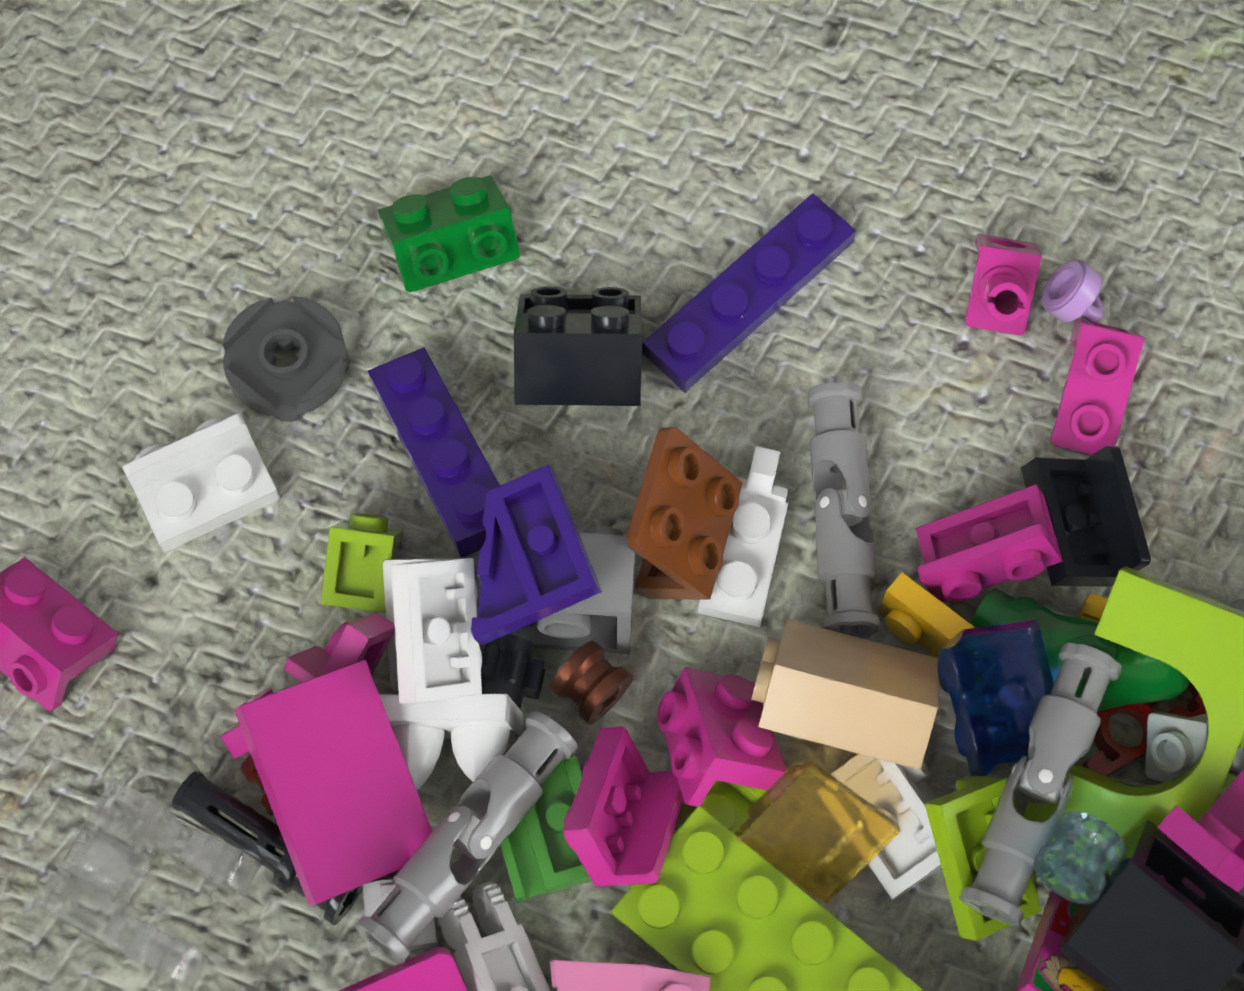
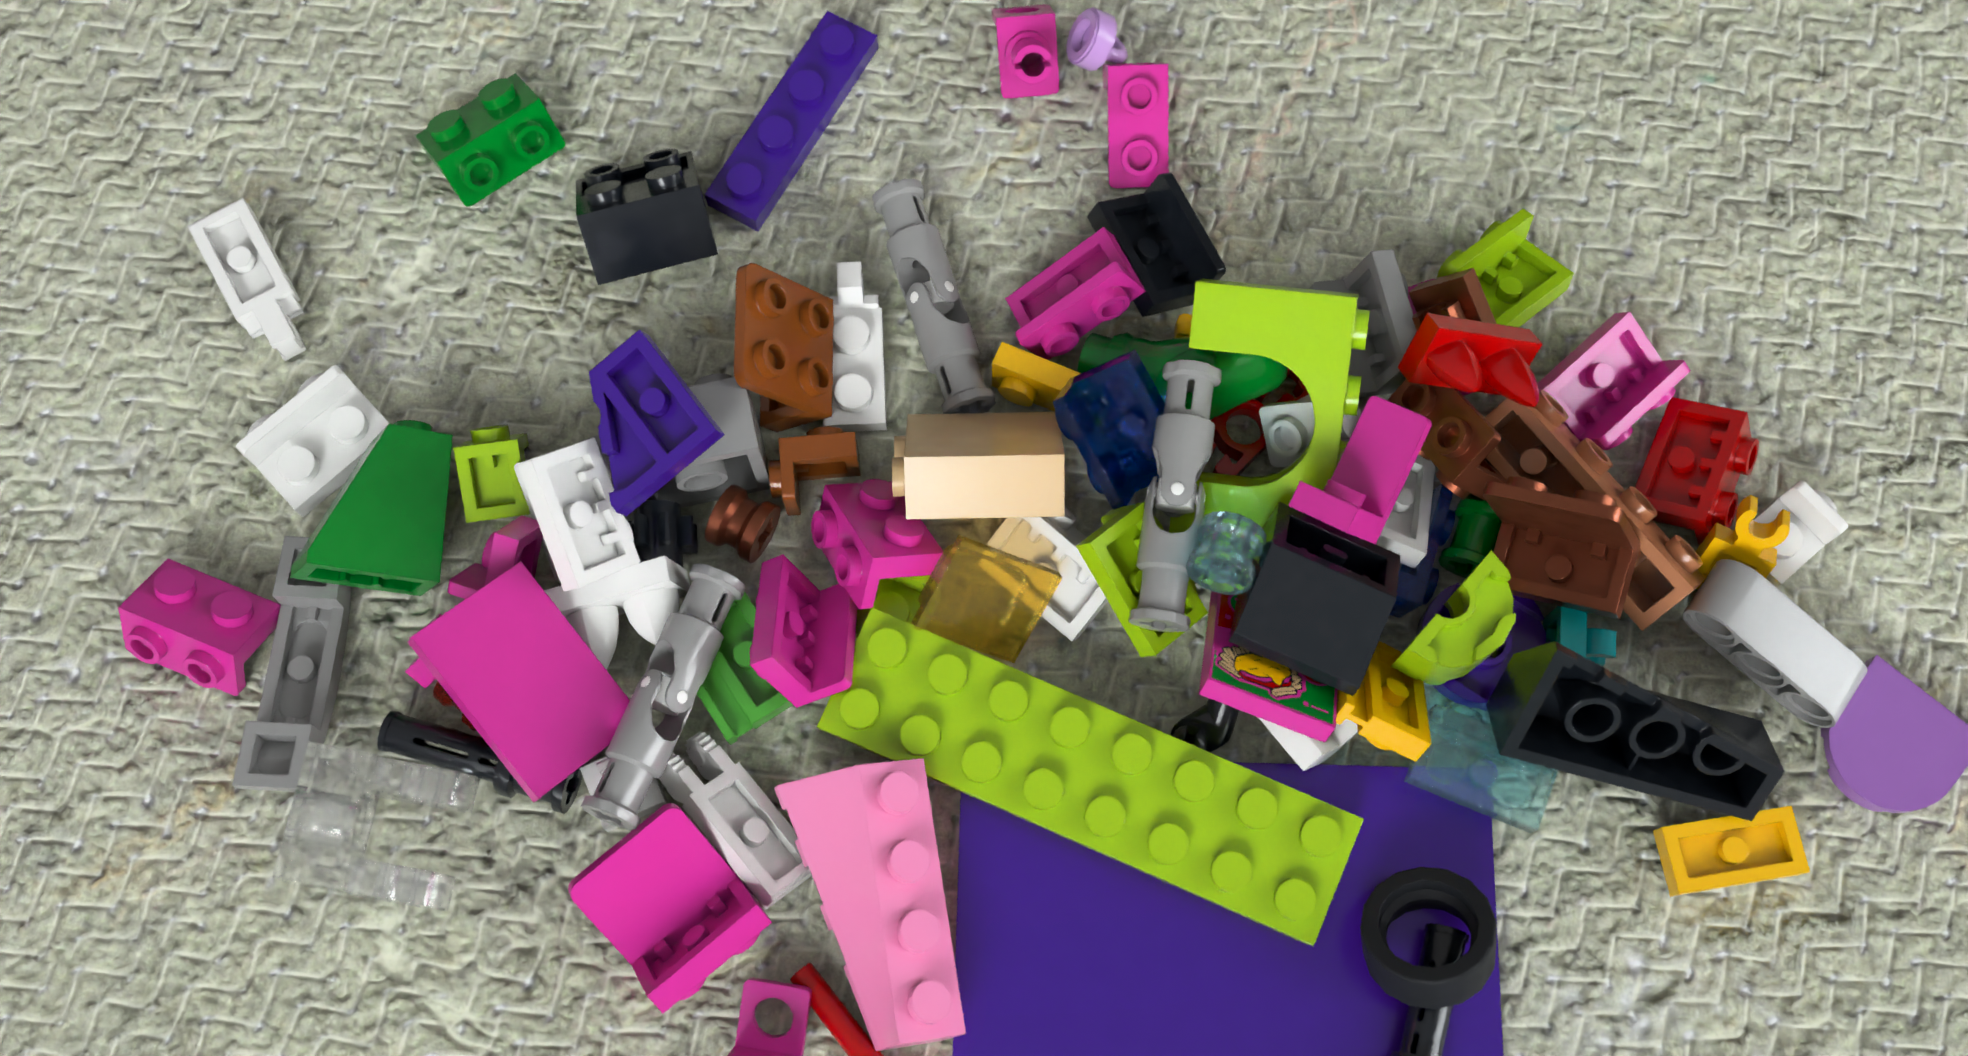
camera: 15 degrees left, 5 degrees up
(123, 699) = (299, 678): none -> light grey slope
(182, 304) = (250, 275): none -> white hinge
(246, 576) = (386, 517): none -> green slope
(290, 389) = (384, 327): dark grey plate -> none
(437, 445) = (533, 341): dark purple plate -> none
(684, 634) = (819, 455): none -> dark orange bracket

